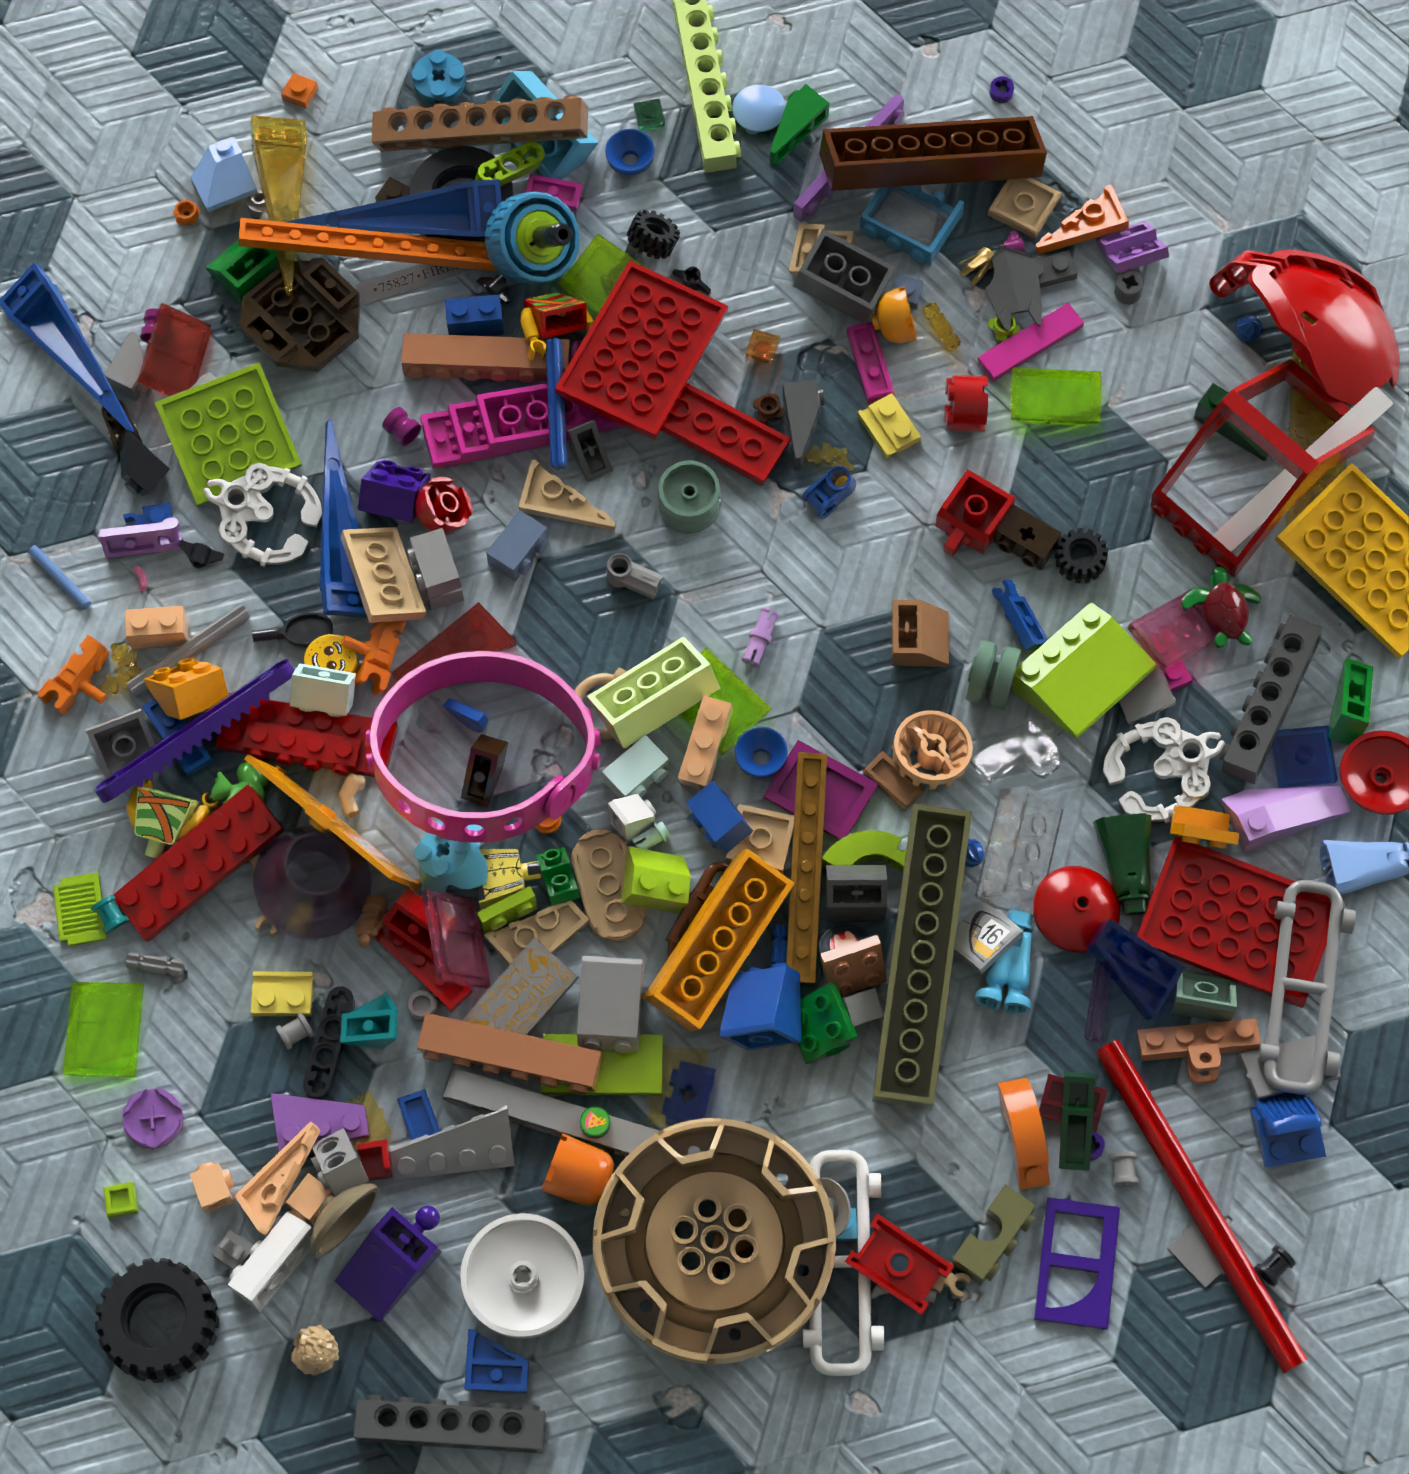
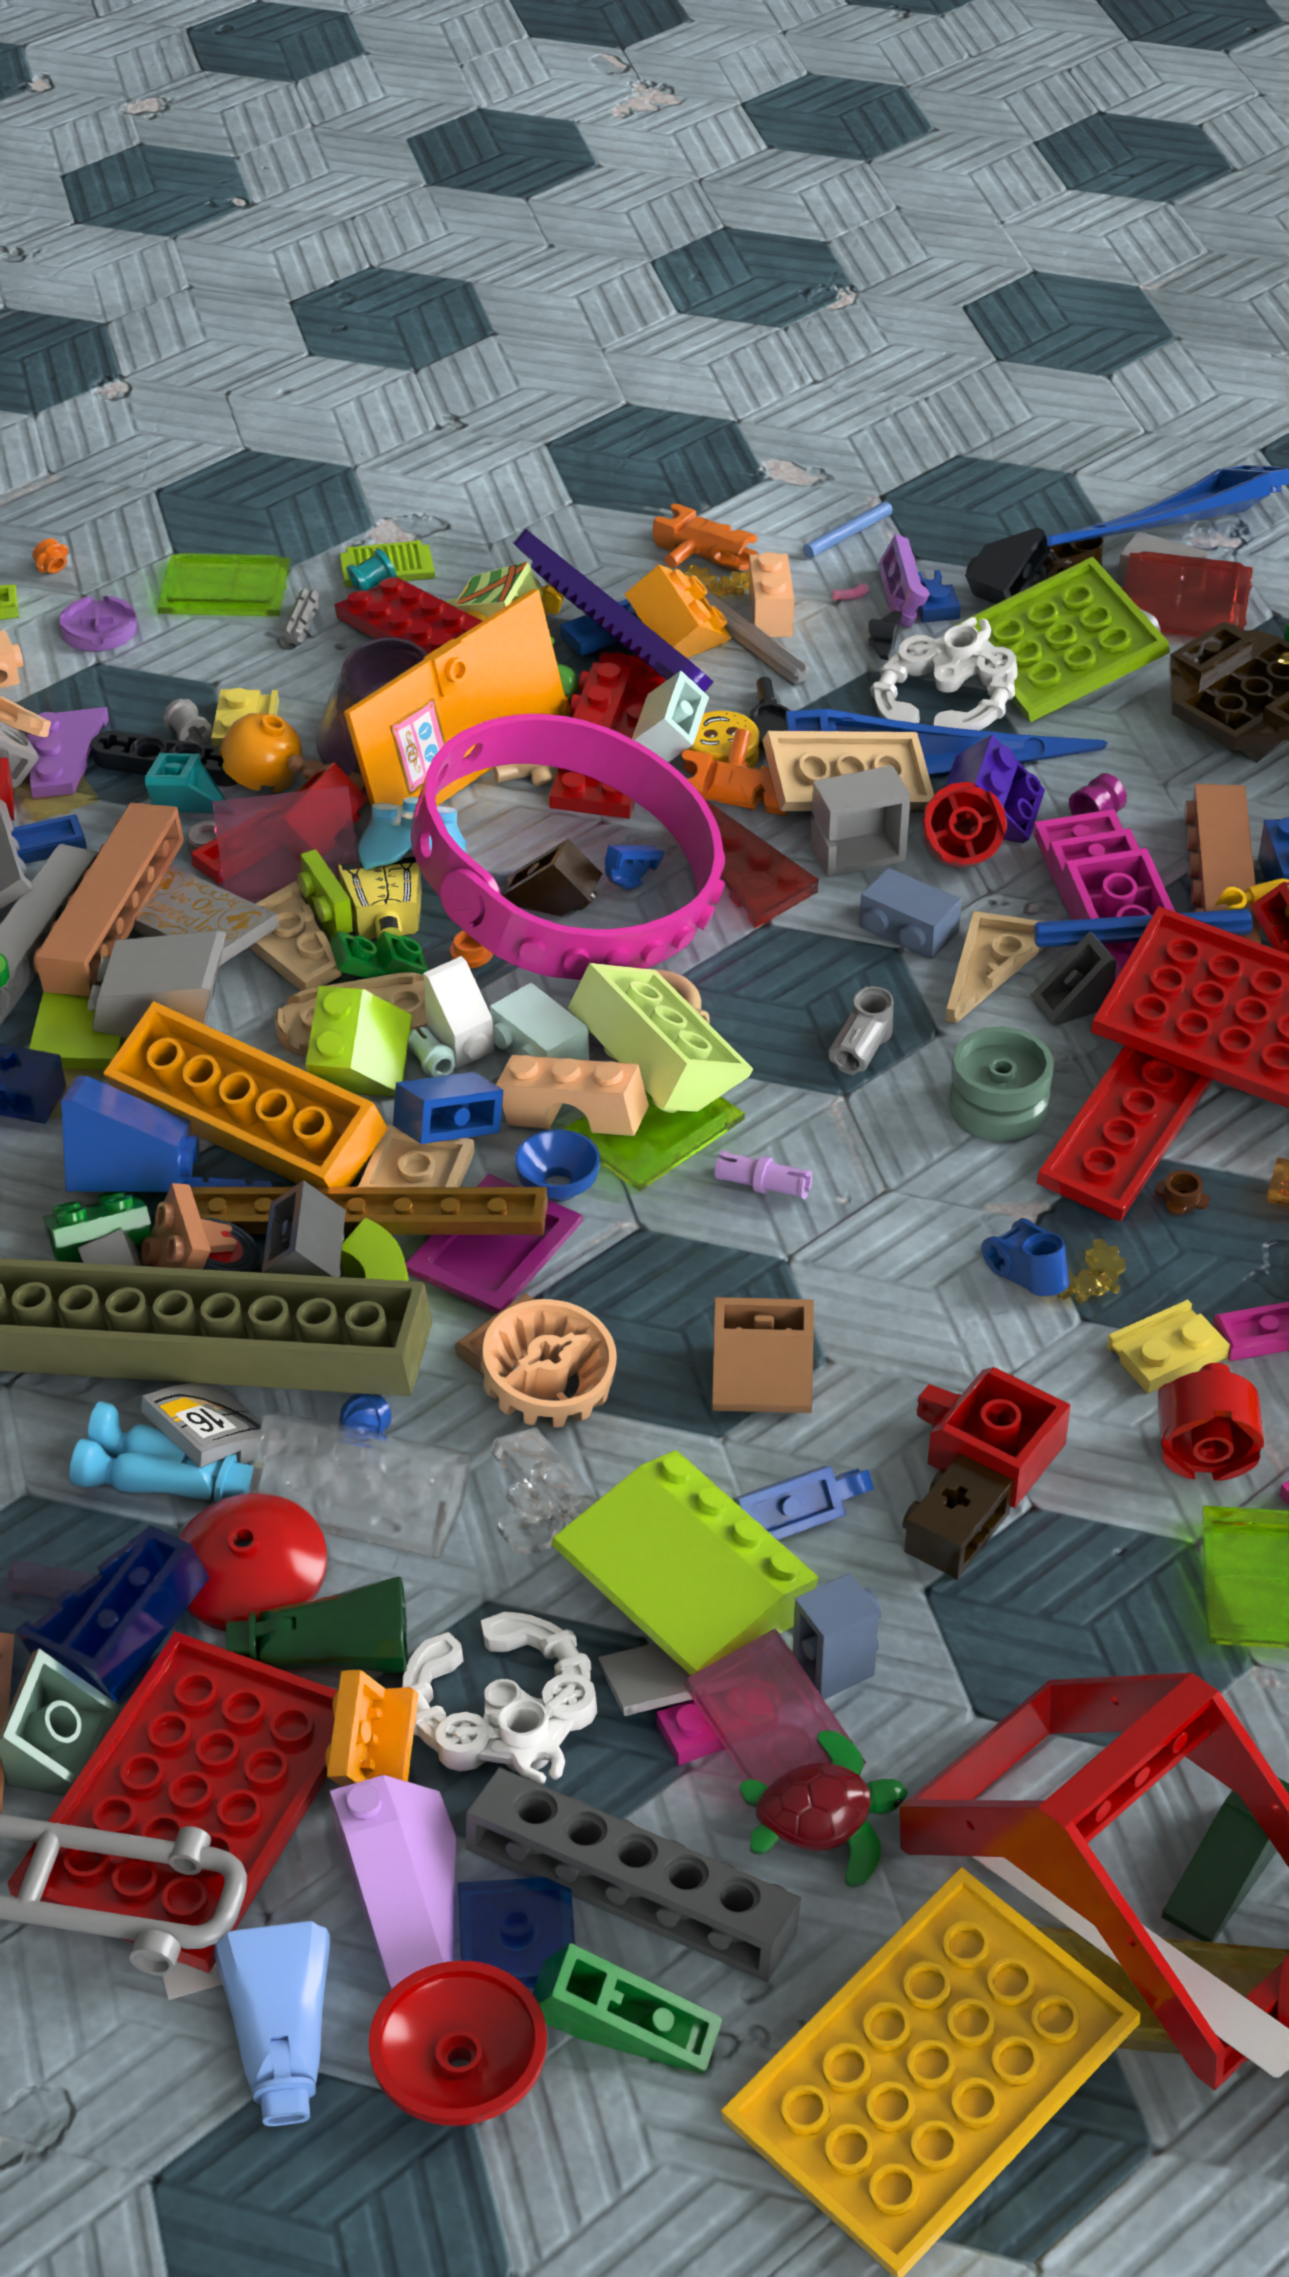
camera: 90 degrees right, 25 degrees down
(66, 1164) = (50, 556): none -> orange plate
(120, 741) = (610, 562): light grey slope -> none
(341, 970) = (259, 750): none -> light orange cylinder
(802, 412) = (1162, 1226): dark grey slope -> none
(991, 674) = (681, 1416): sand green wheel -> none
(1083, 540) = (922, 1619): black tyre -> none
(1126, 595) = (836, 1634): none -> sand blue brick

